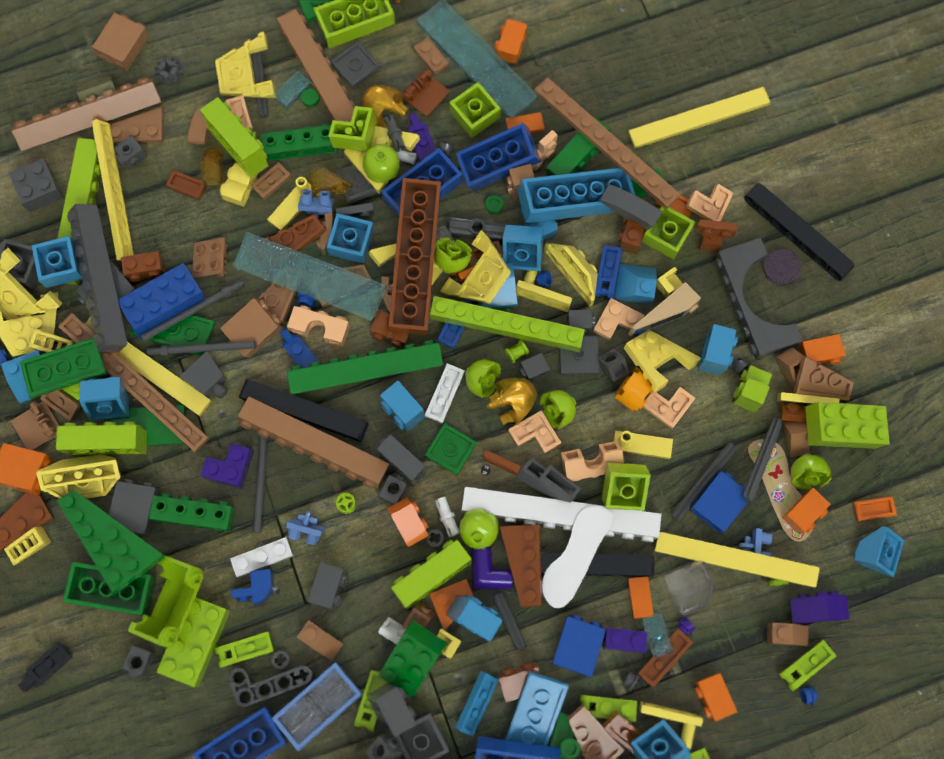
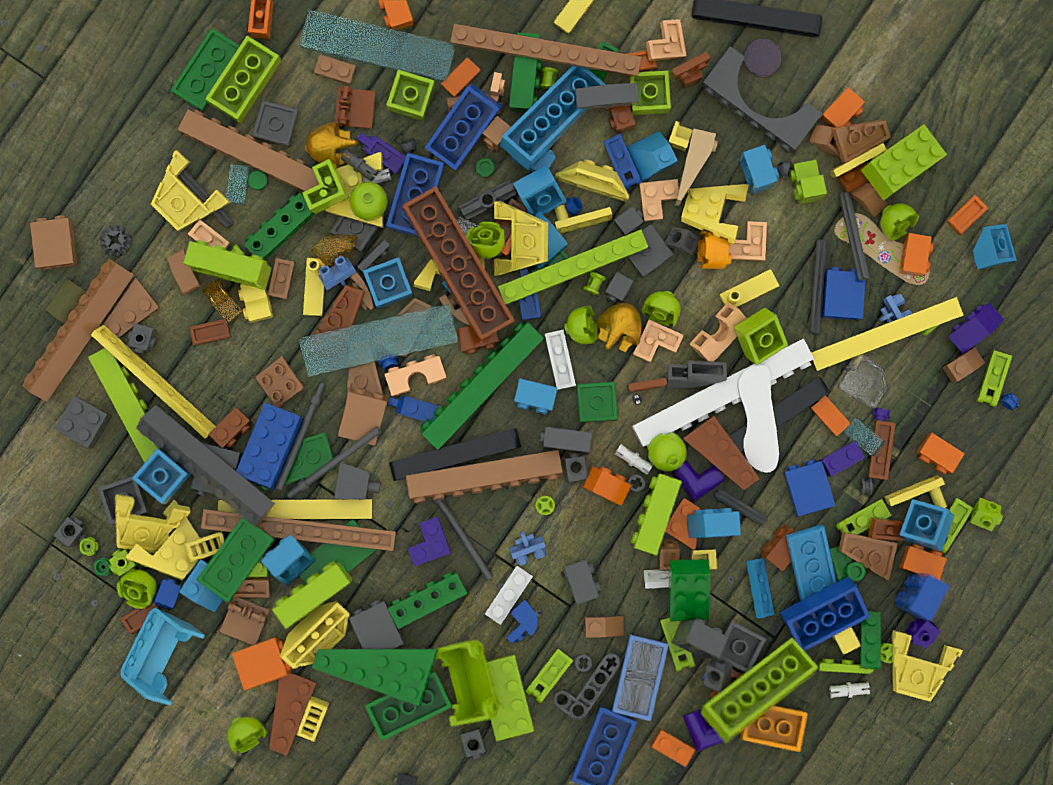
camera: 35 degrees left, 10 degrees up
(596, 165) = (548, 78): none -> lime bush

